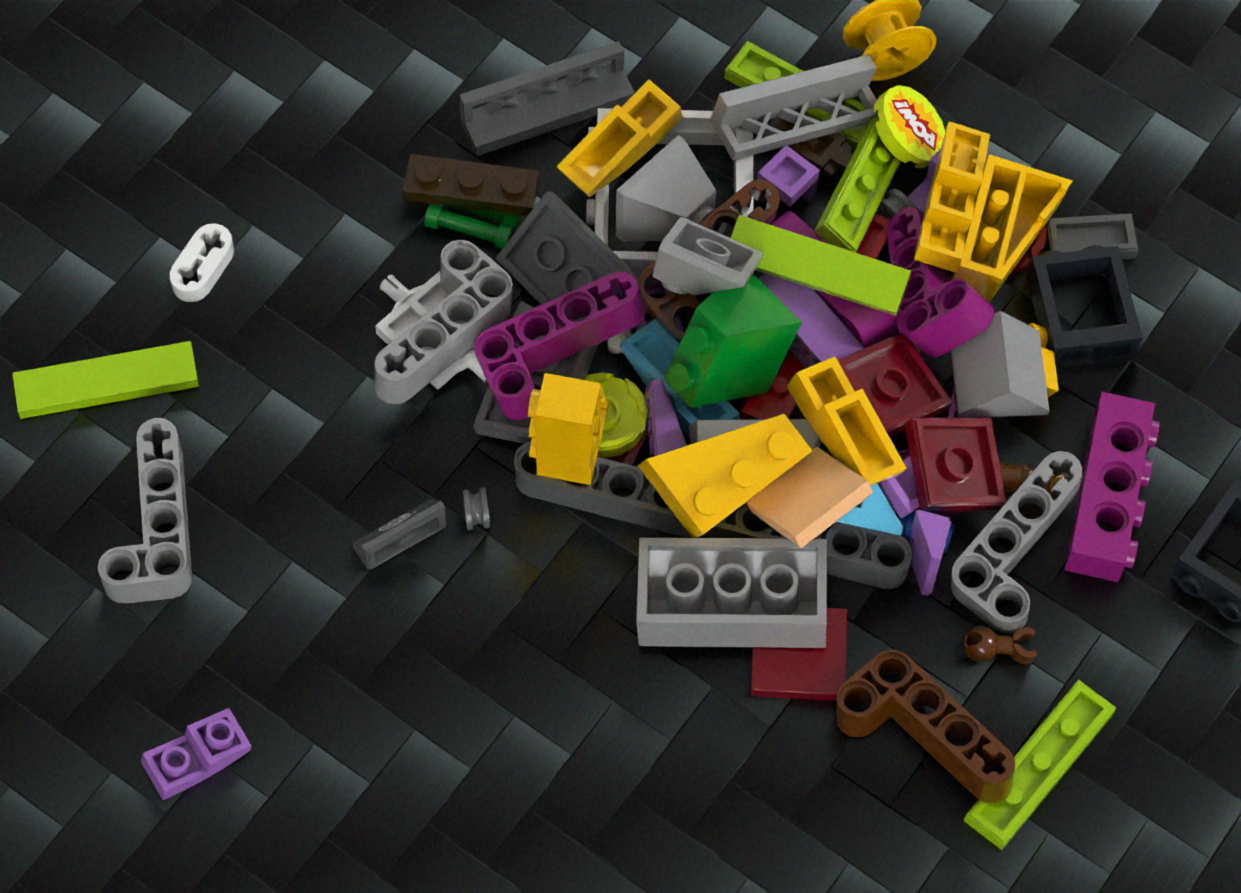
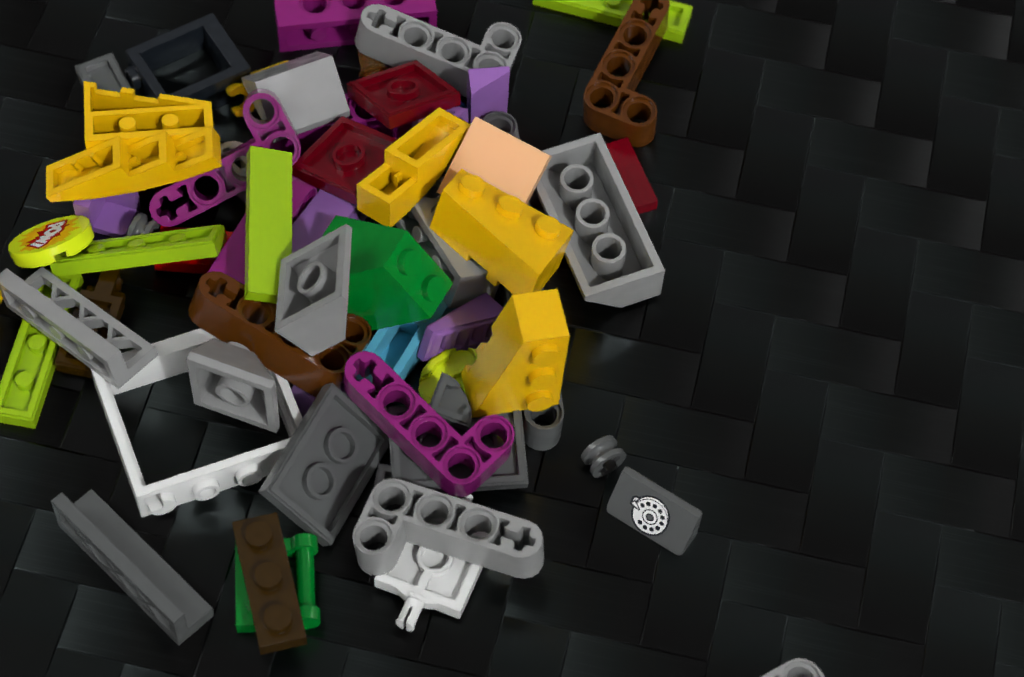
camera: 115 degrees left, 5 degrees down
(198, 754) = (941, 592): medium lavender slope -> none
(576, 366) = (452, 403): none -> dark grey tile
(621, 139) = (174, 451): yellow slope -> none
(791, 176) = (151, 313): medium lavender panel -> none
(987, 644) = (534, 60): reddish brown arm -> none

